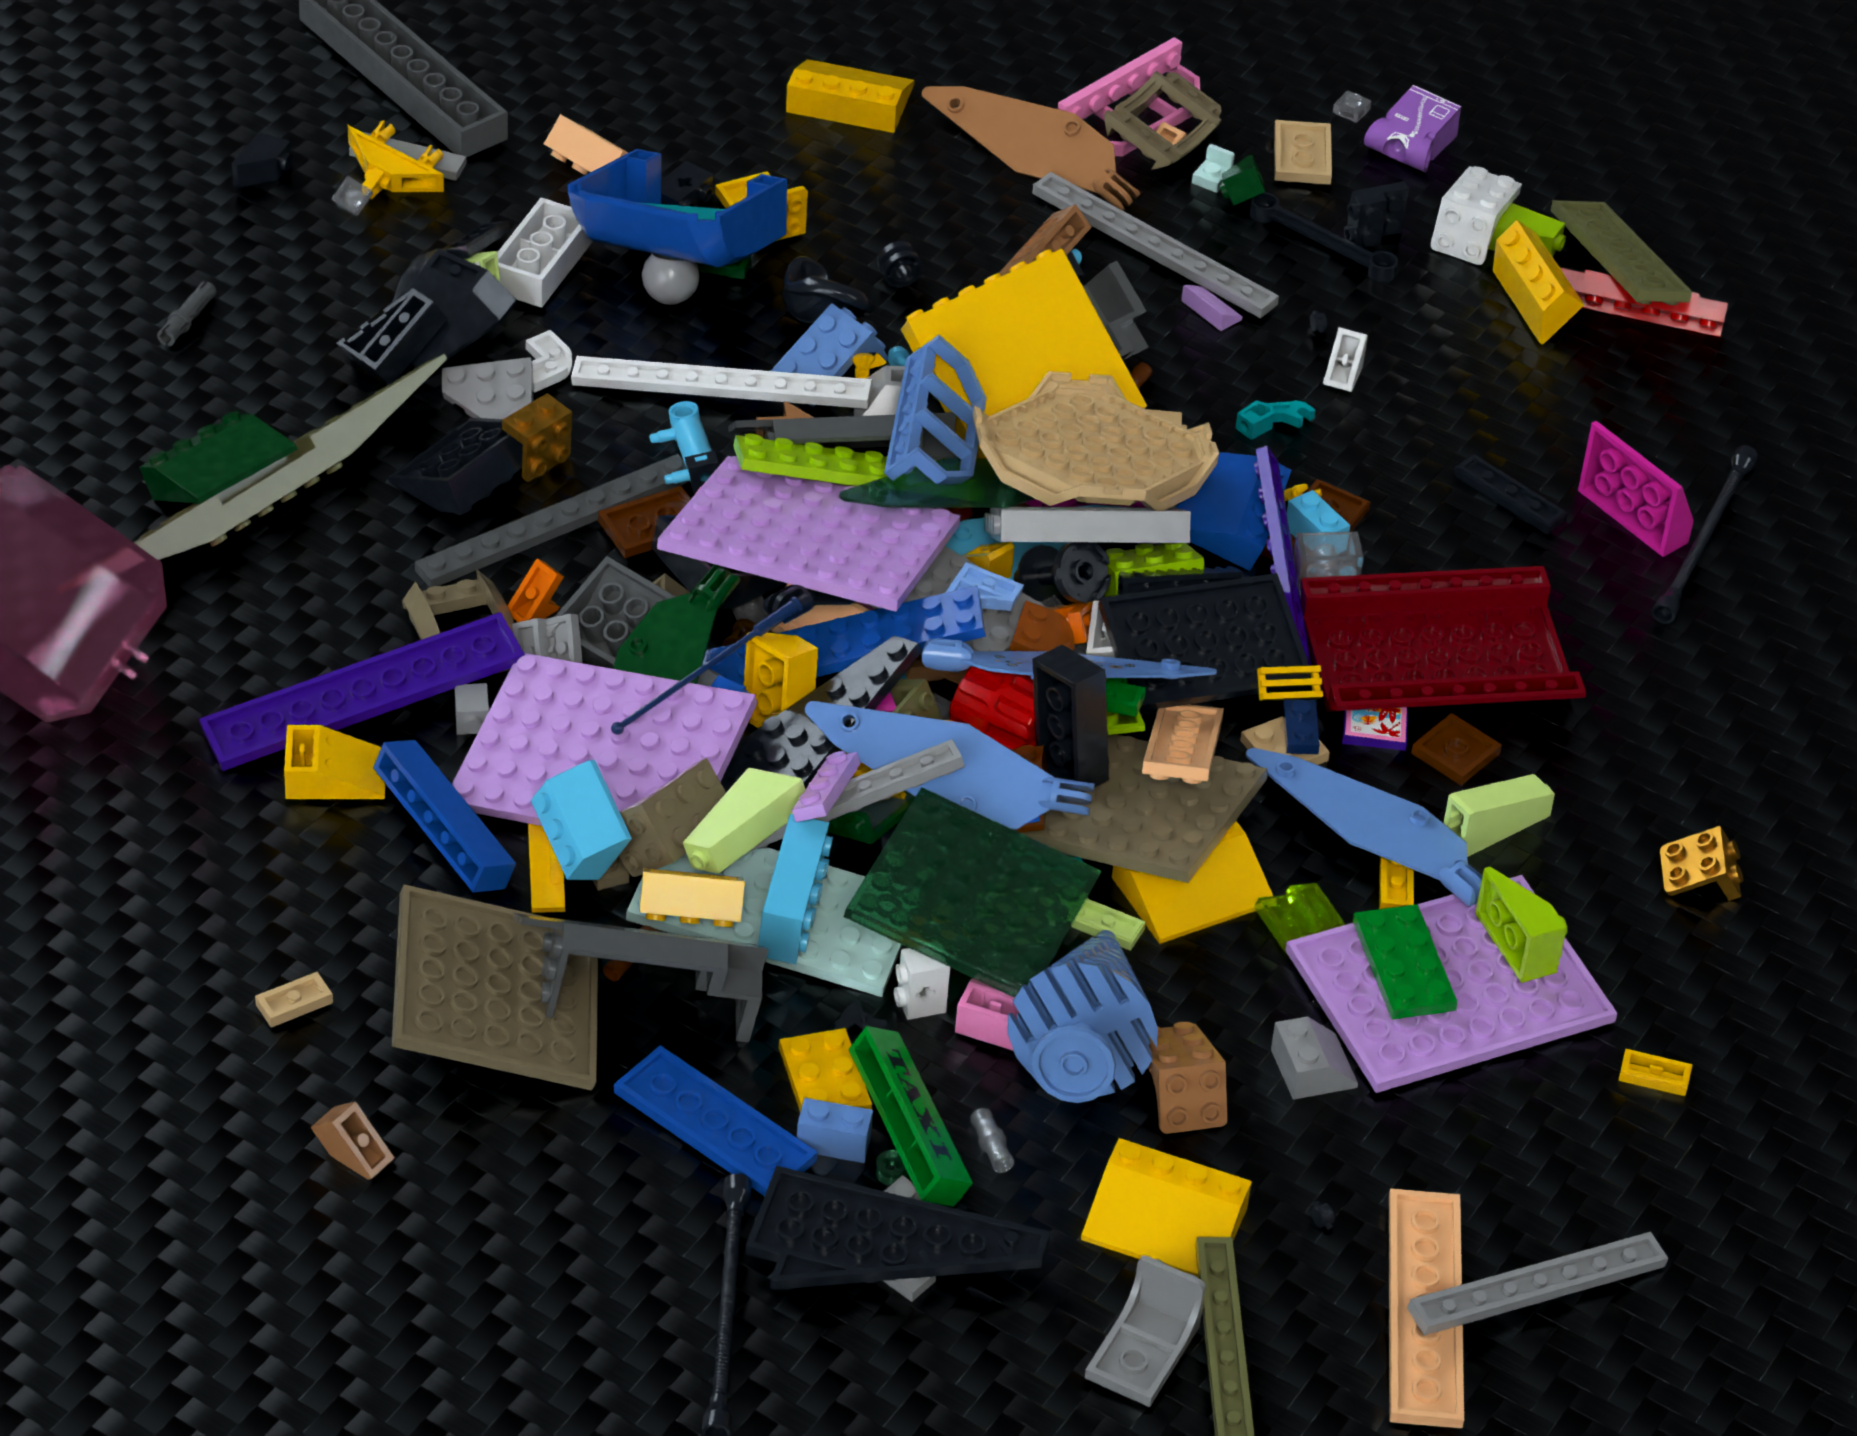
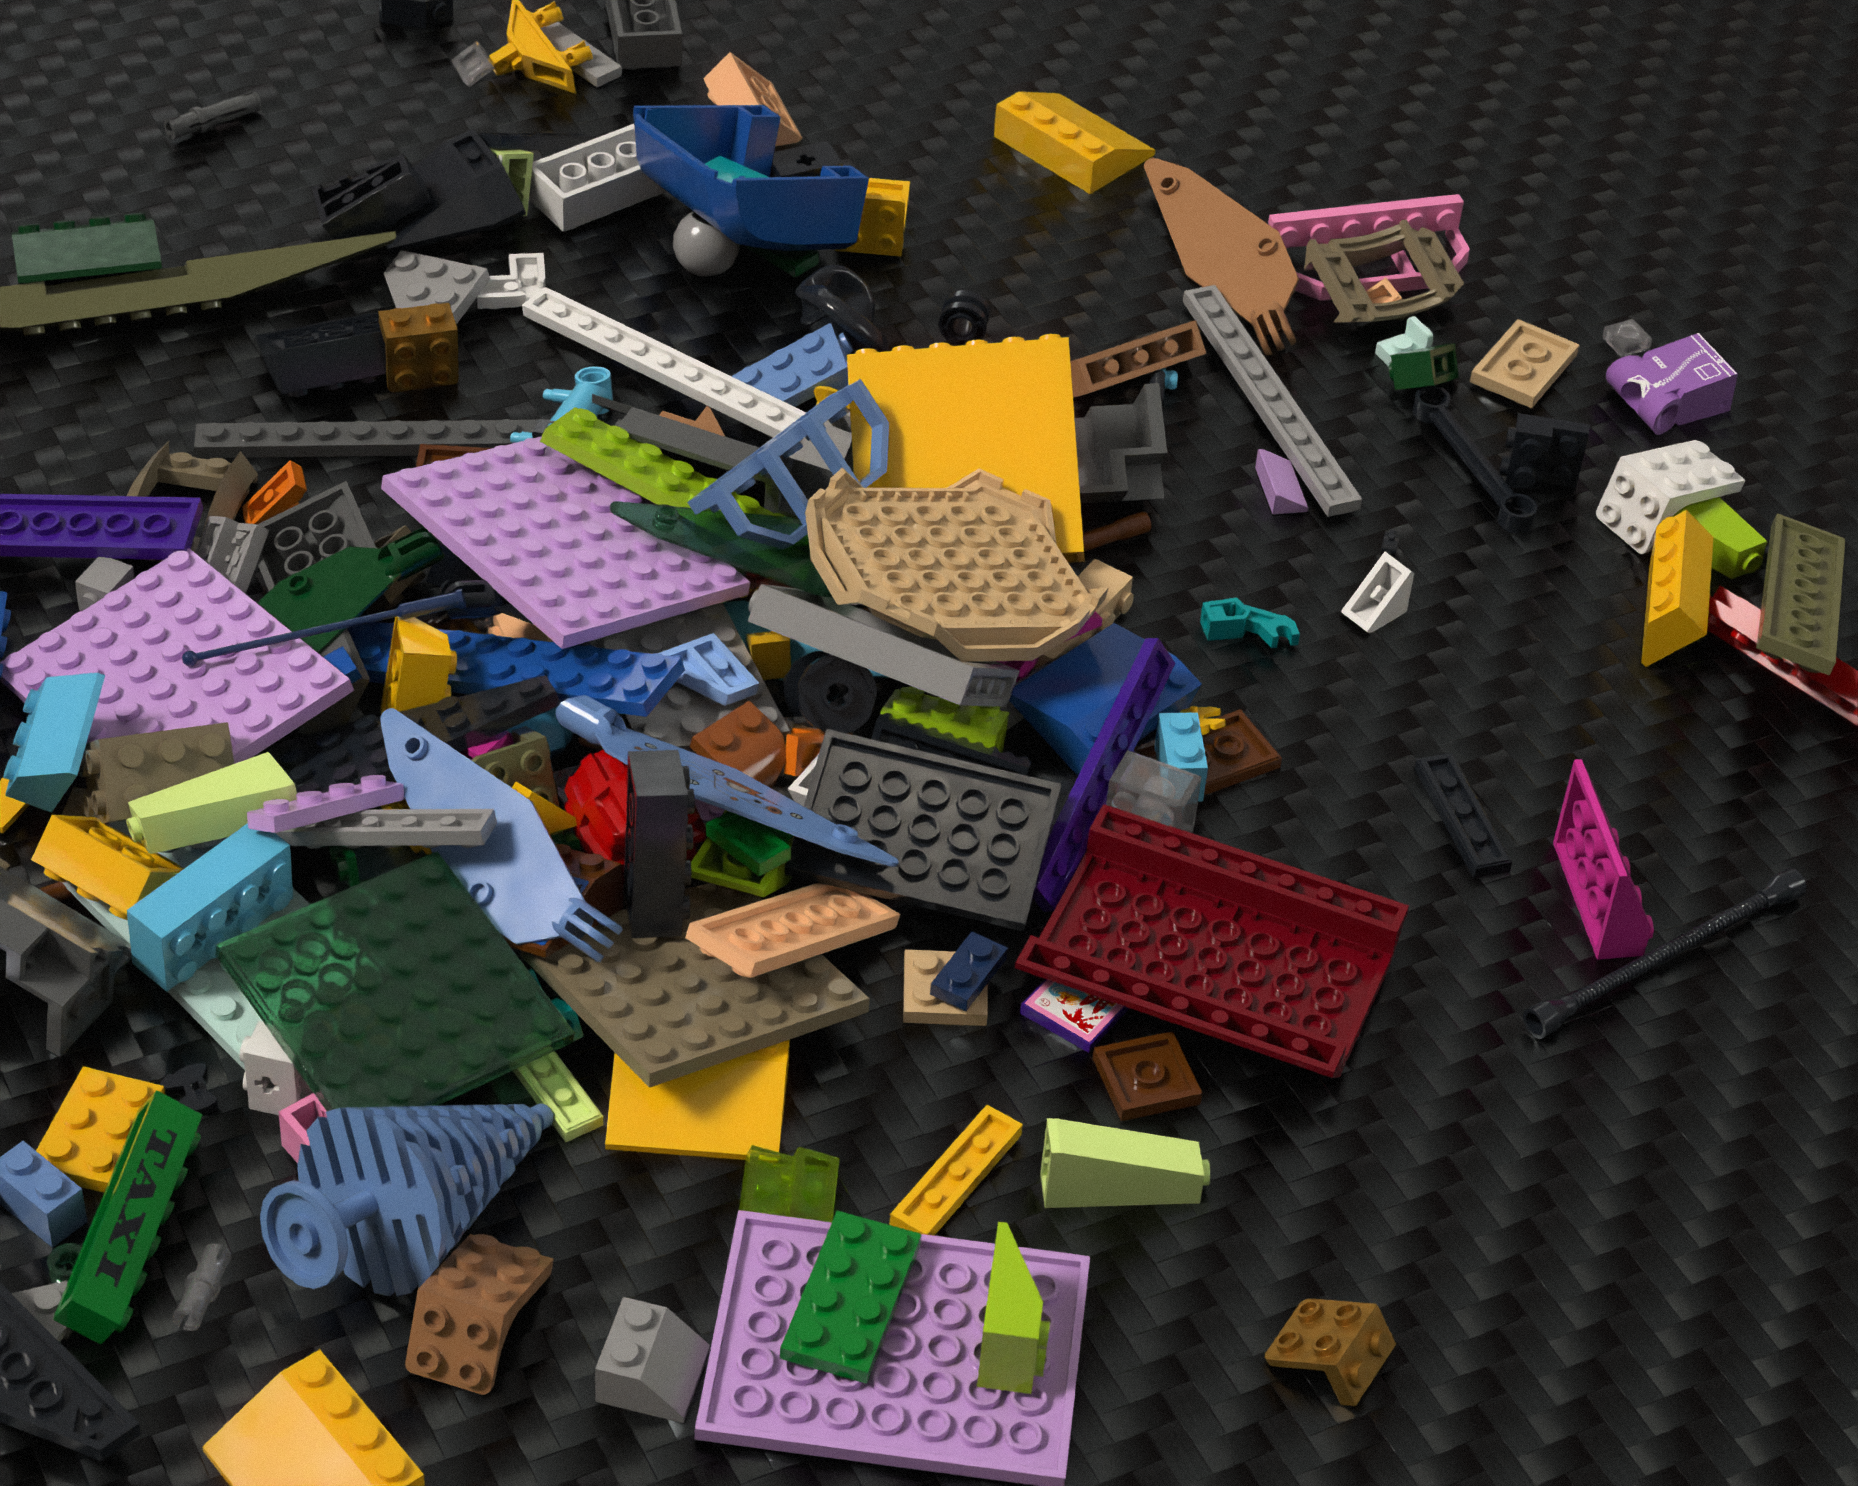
camera: 30 degrees right, 0 degrees up
(1315, 681) = (954, 903): yellow tile -> none
(1376, 821) = (960, 1115): medium blue wing -> none

